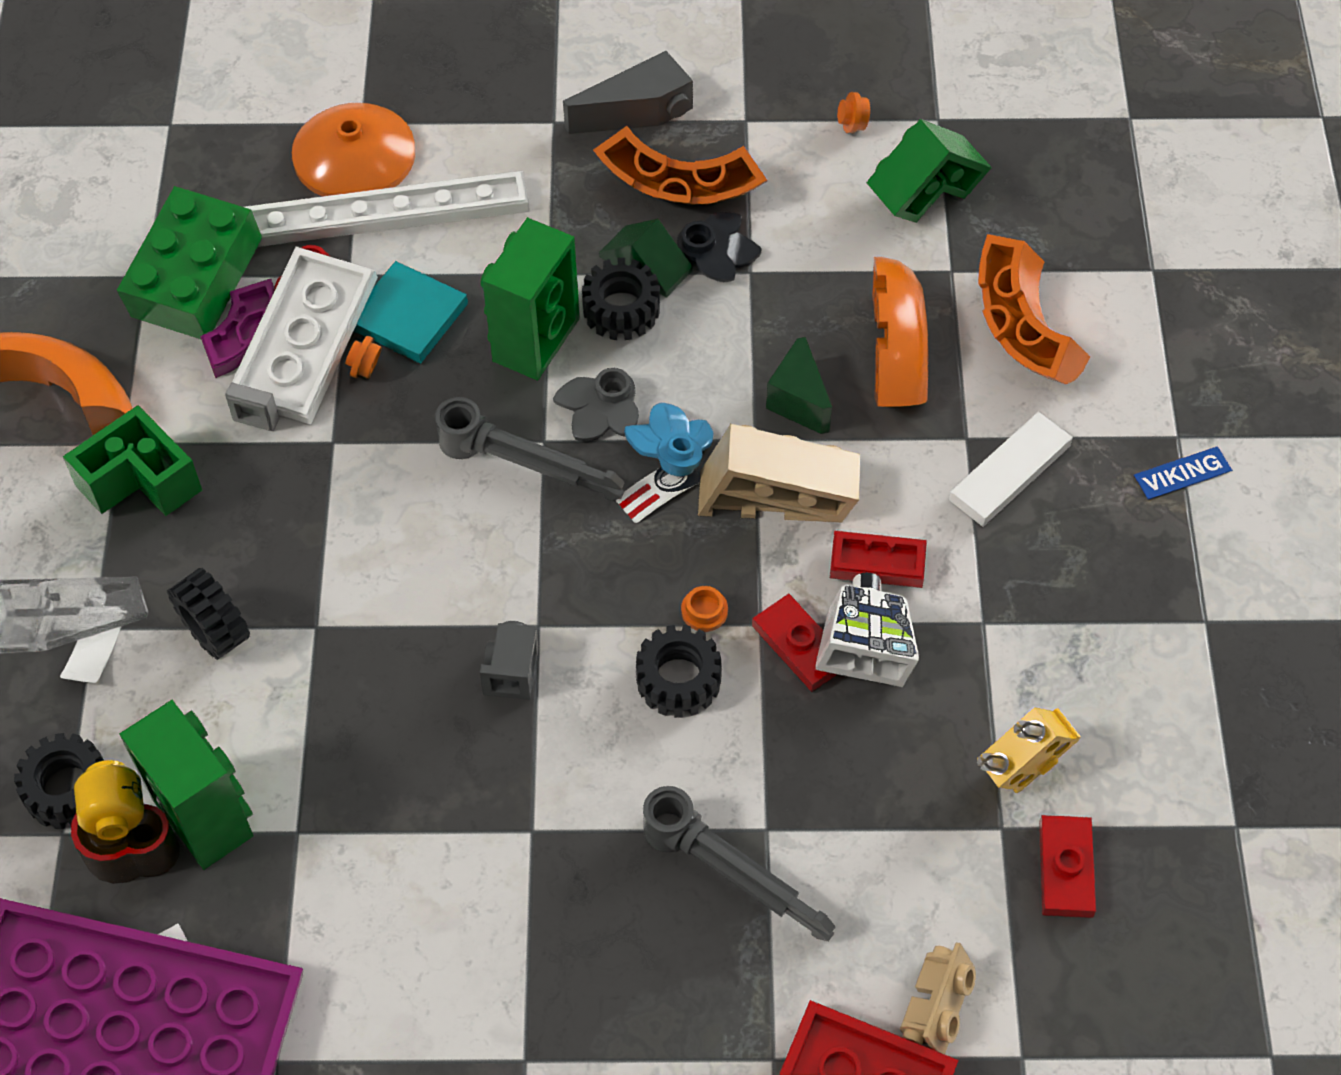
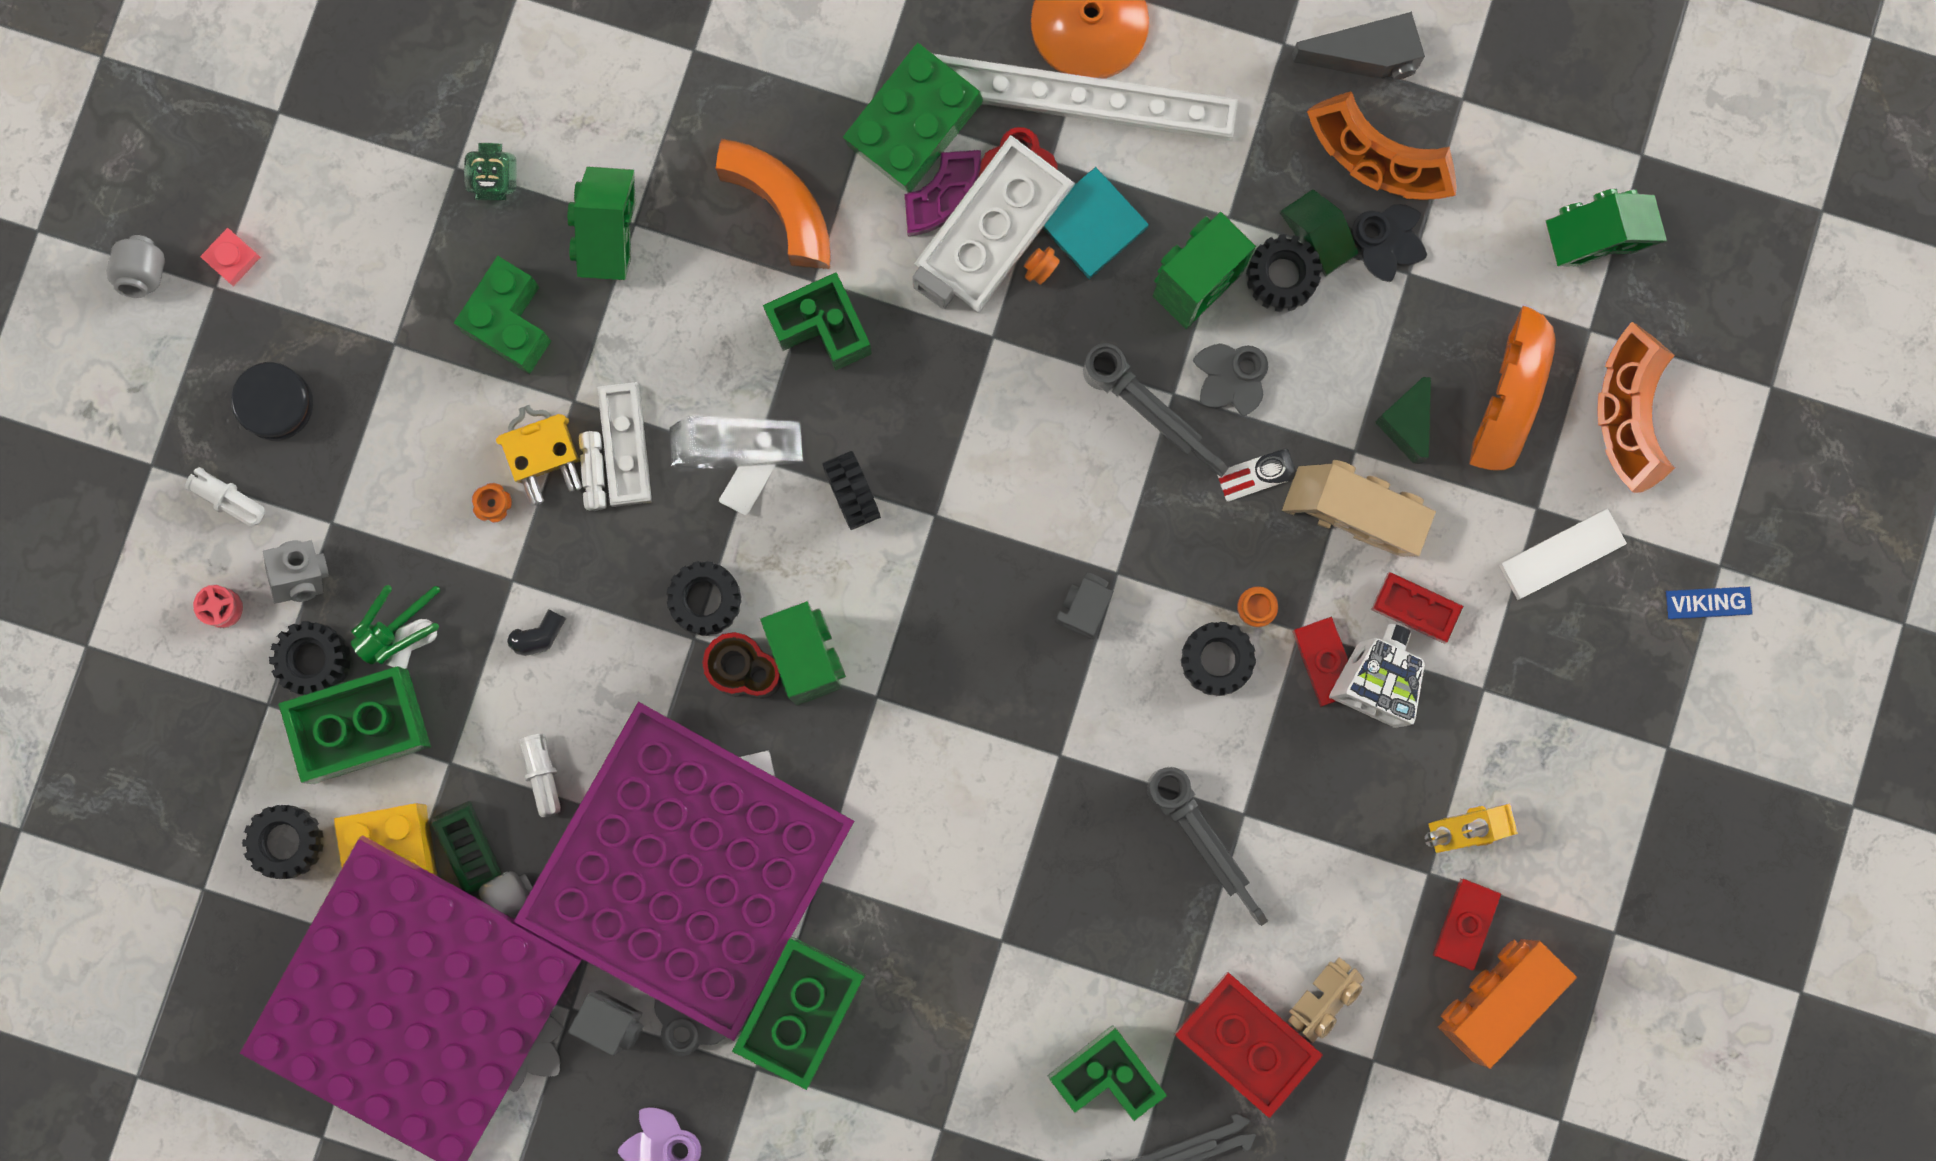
camera: 15 degrees right, 25 degrees up
(109, 800) = (738, 649): yellow head -> none
(671, 439) = (1284, 426): dark azure plate -> none
(854, 112) = (1564, 131): orange plate -> none
(1144, 922) = (1505, 1001): none -> orange brick

